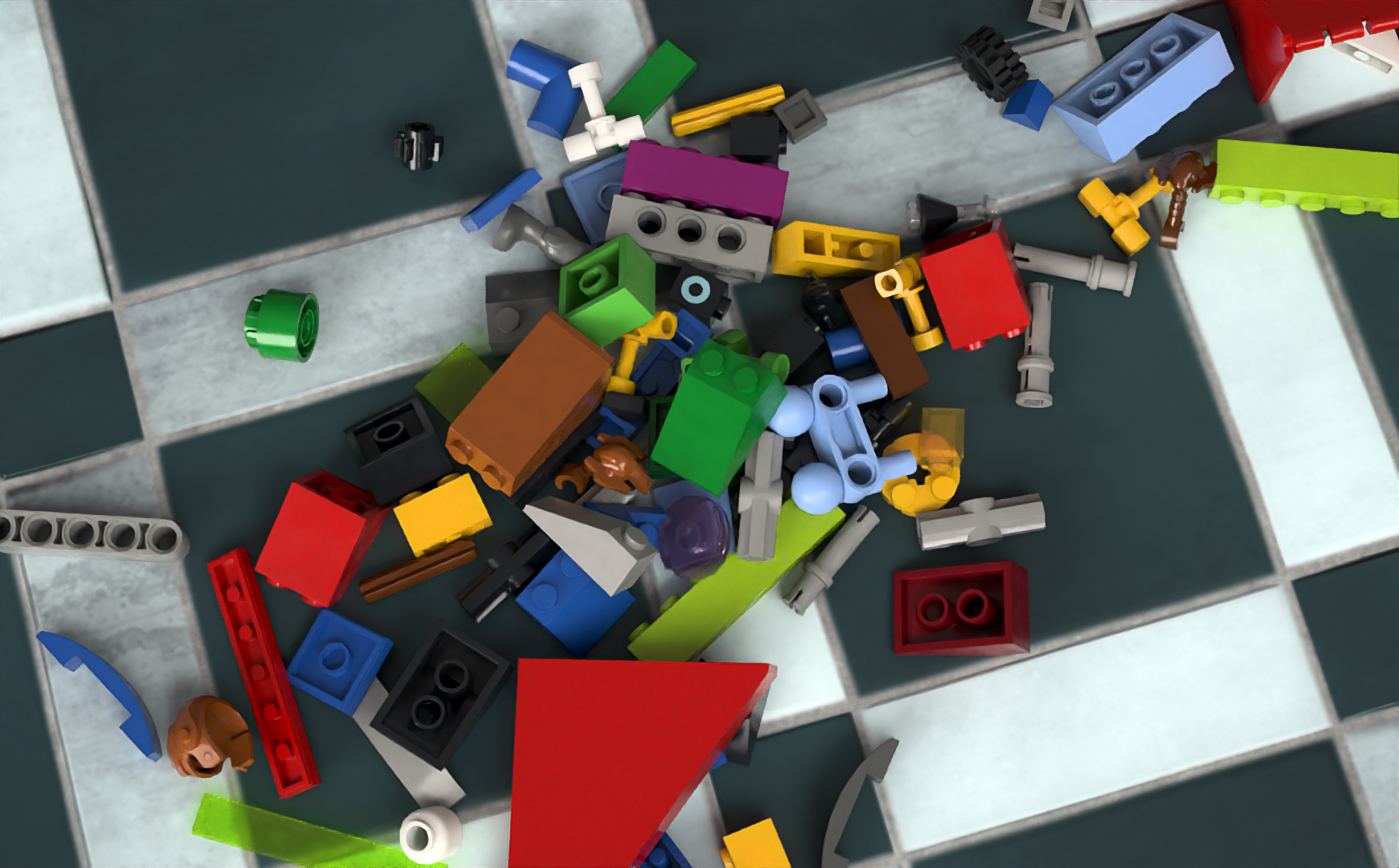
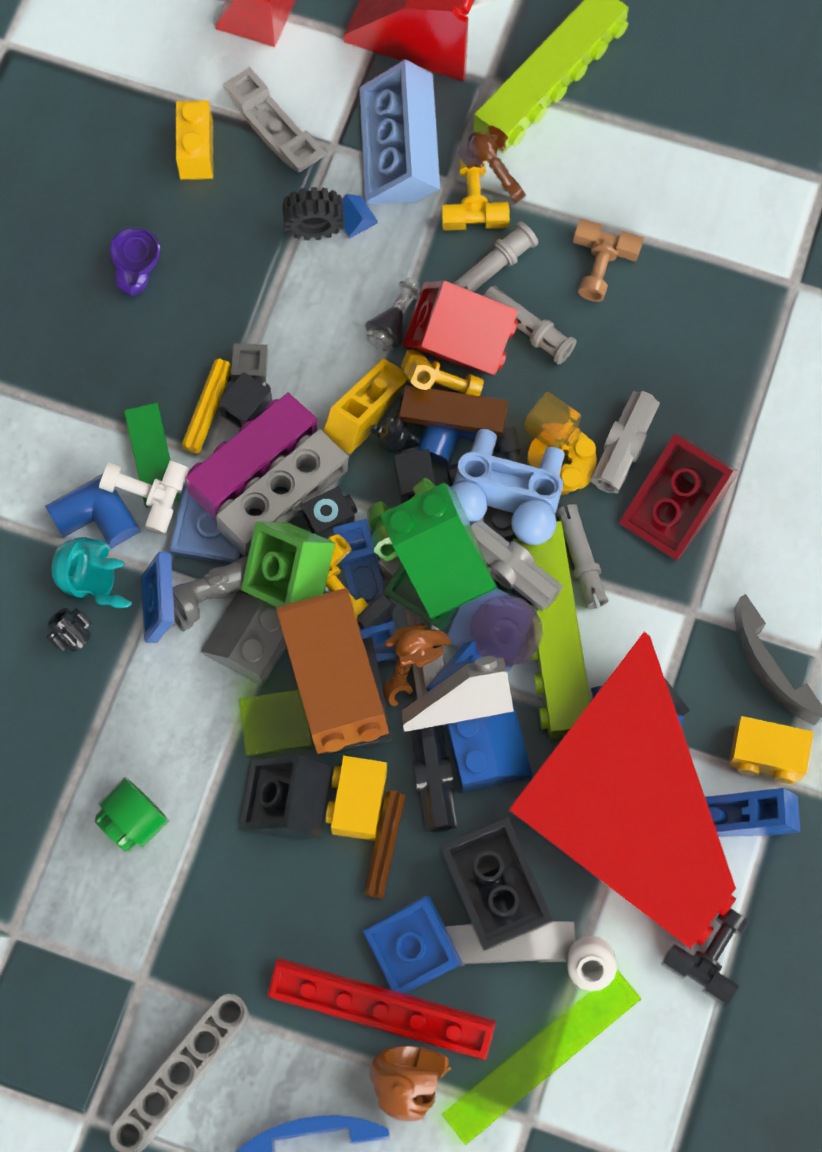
camera: 55 degrees left, 5 degrees down
(321, 537) = (313, 896): red slope -> none
(485, 116) = (83, 569): none -> teal hair
(1177, 364) = (605, 248): none -> medium nougat bar

